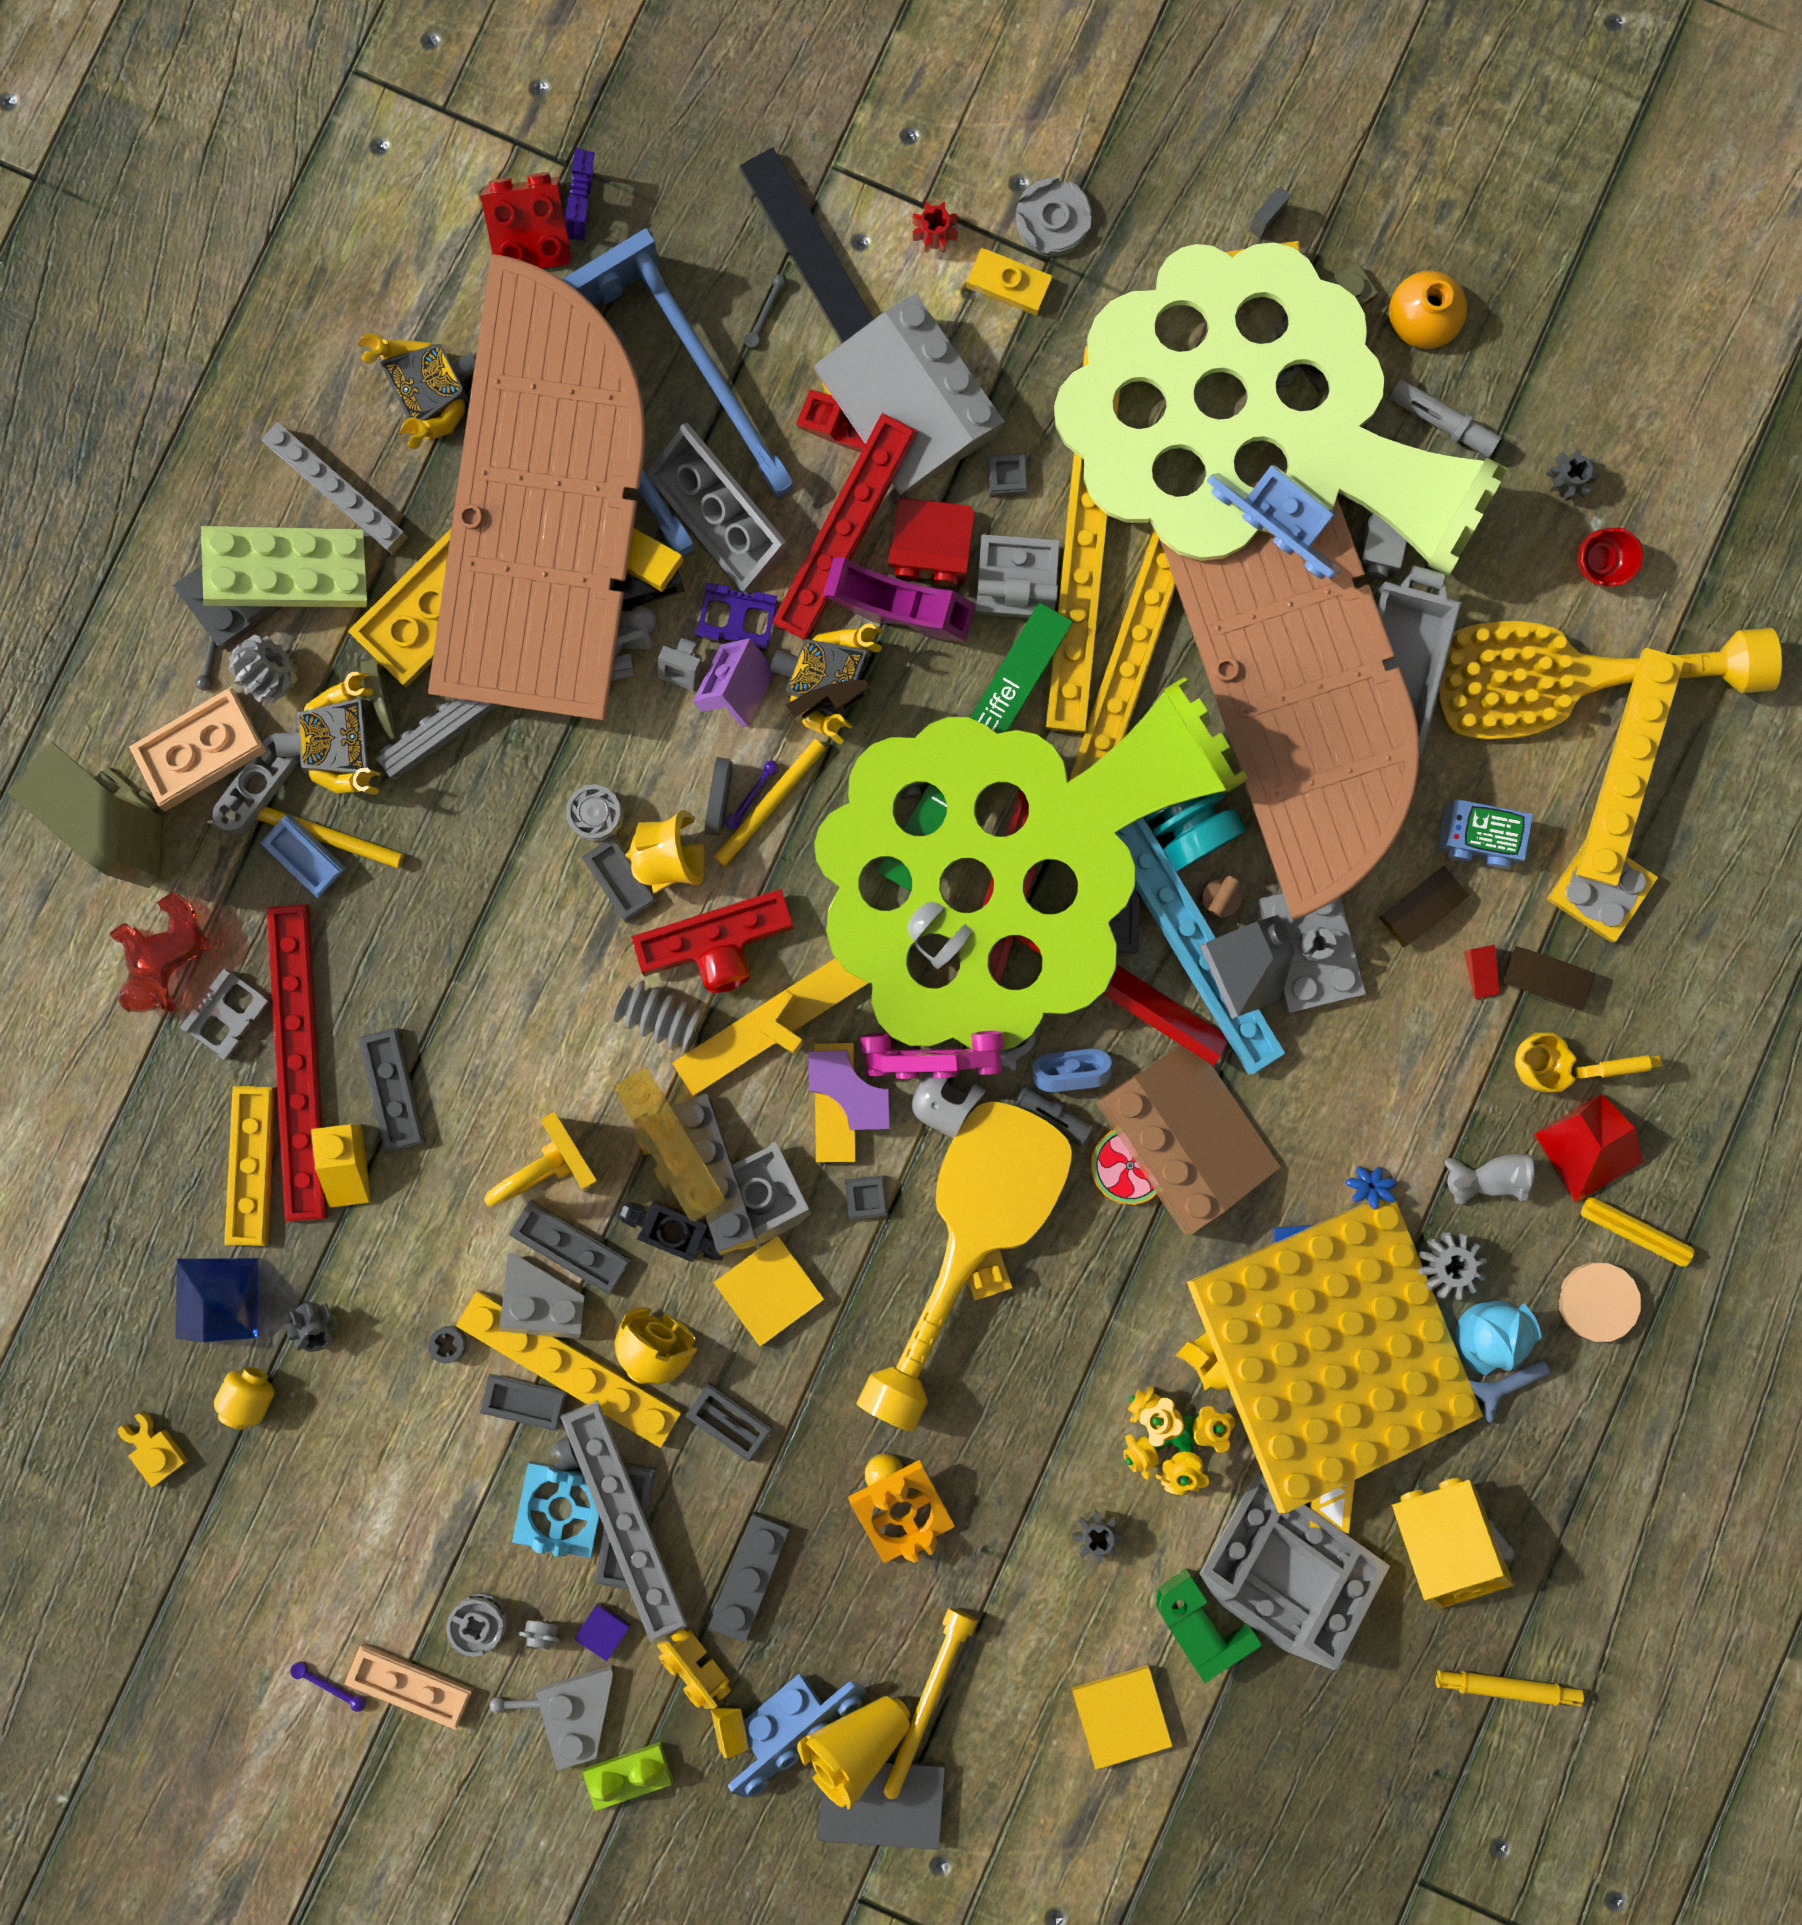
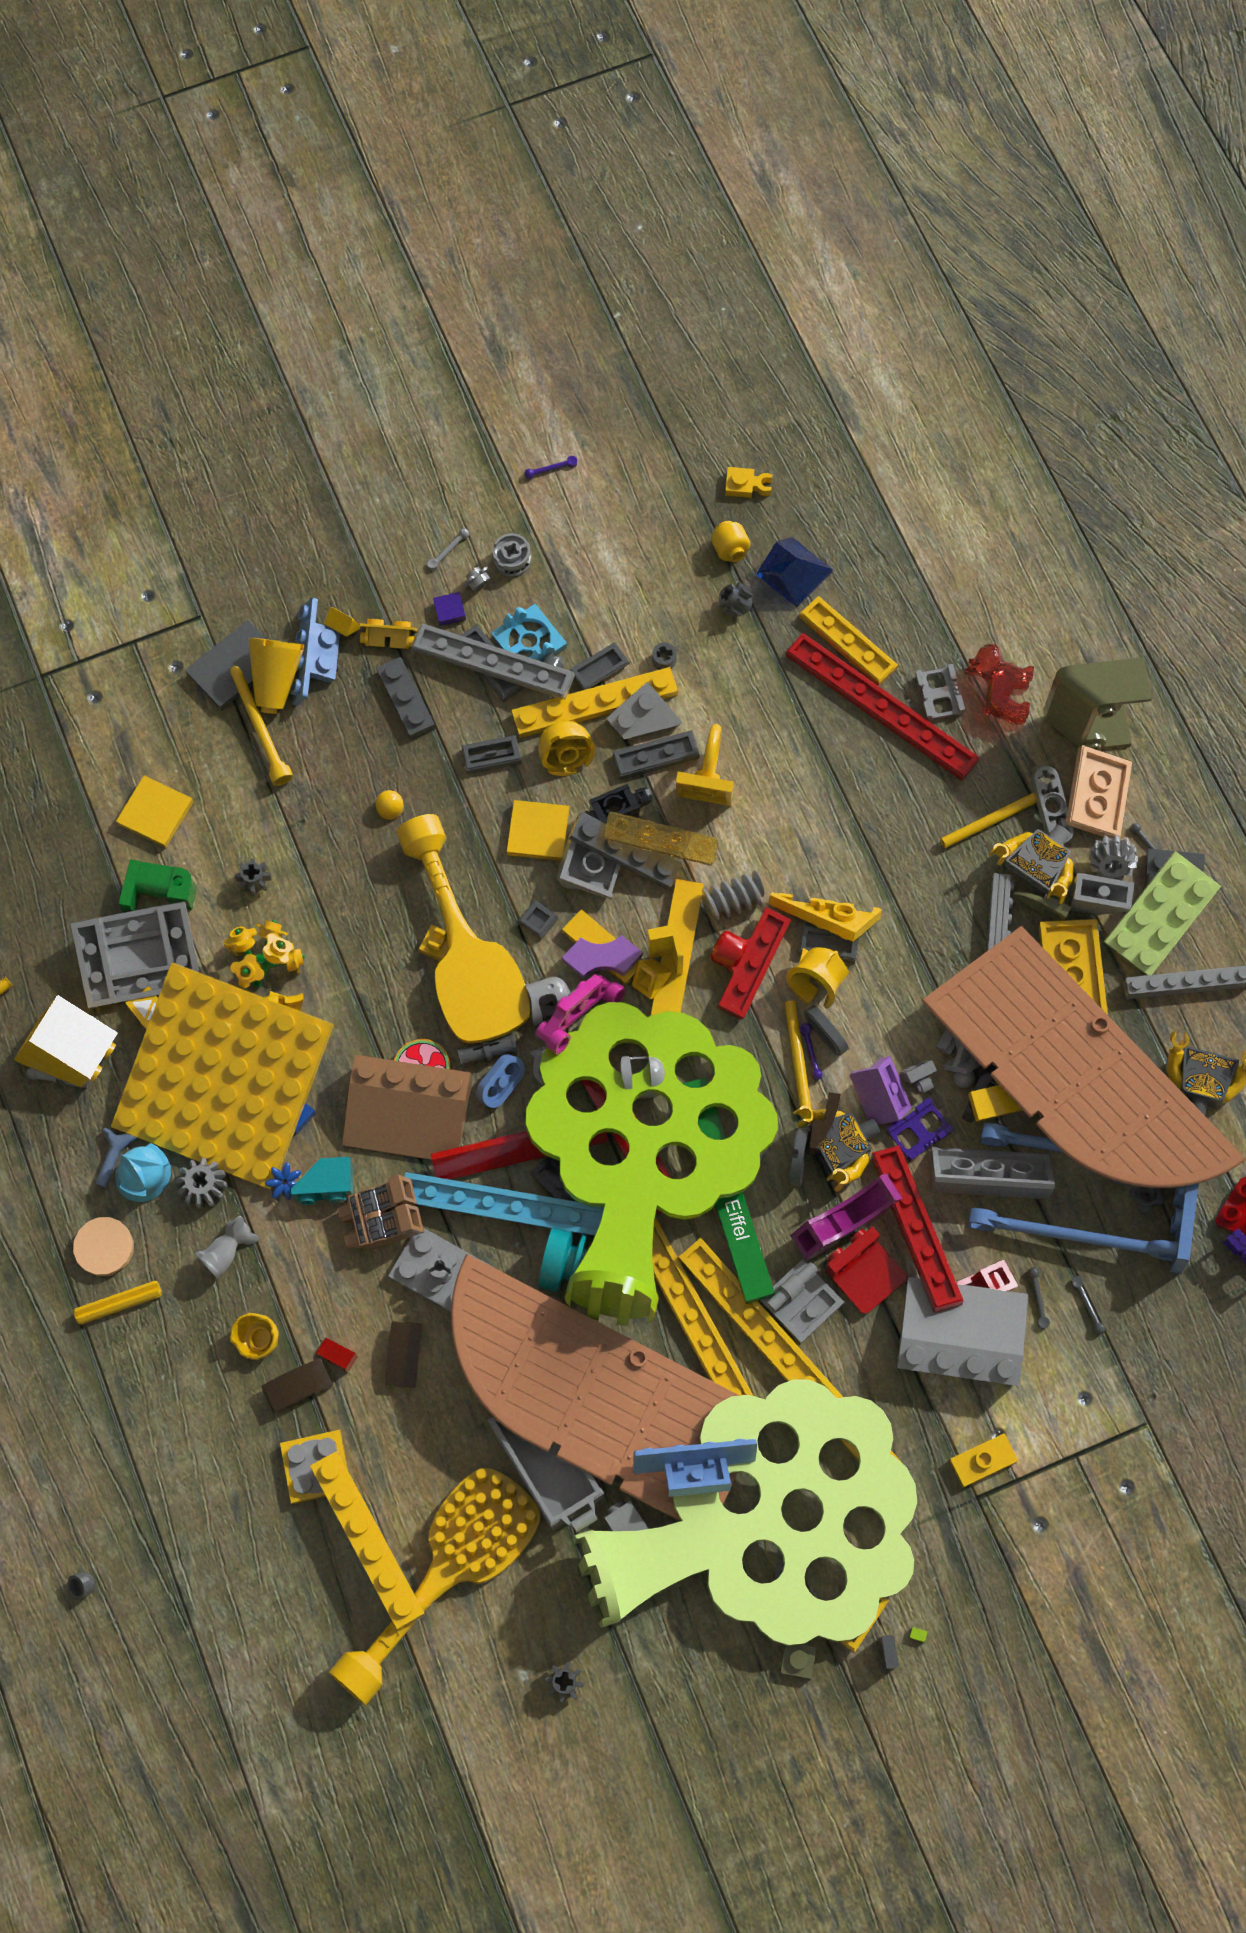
camera: 135 degrees right, 15 degrees down
(303, 855) = (990, 797): medium blue tile -> none
(317, 644) = (1100, 895): none -> light grey slope
(341, 1164) = (807, 682): yellow slope -> none
(391, 1089) = (822, 738): dark grey tile -> none
(409, 1686) = (513, 502): light nougat tile -> none
(575, 1715) = (422, 562): light grey wing -> none
(590, 903) = (828, 915): none -> yellow wing
(595, 813) = (876, 960): light grey wheel -> none
(627, 1776) = (368, 562): lime tile -> none
(806, 244) = (1106, 1363): black tile -> none
(822, 340) = (1043, 1322): none -> dark grey hinge
(824, 1022) = (650, 977): none -> yellow slope
(879, 700) = (799, 1156): none -> dark grey tile
(895, 1489) = (378, 797): light orange piece -> none
(931, 216) = (1055, 1435): red gear -> none
(1008, 474) = (867, 1353): dark grey tile -> none
(1053, 217) = (1000, 1523): light grey tile -> none
(1222, 897) = (515, 1247): medium nougat plate -> none
(1224, 205) = (918, 1634): none -> lime piece
(1251, 965) = (463, 1219): dark grey slope -> none
(1331, 1144) = (325, 1180): none -> teal slope
(1332, 1054) = (382, 1214): none -> medium nougat hips
(1420, 321) = (737, 1711): light orange piece -> none
(1454, 423) = (670, 1639): light grey pin -> none
(1484, 833) = (410, 1425): brick -> none
(1590, 1146) = (187, 1321): red slope -> none
(1610, 557) = (496, 1653): red hair -> none
(1619, 1067) = (210, 1374): yellow piece -> none

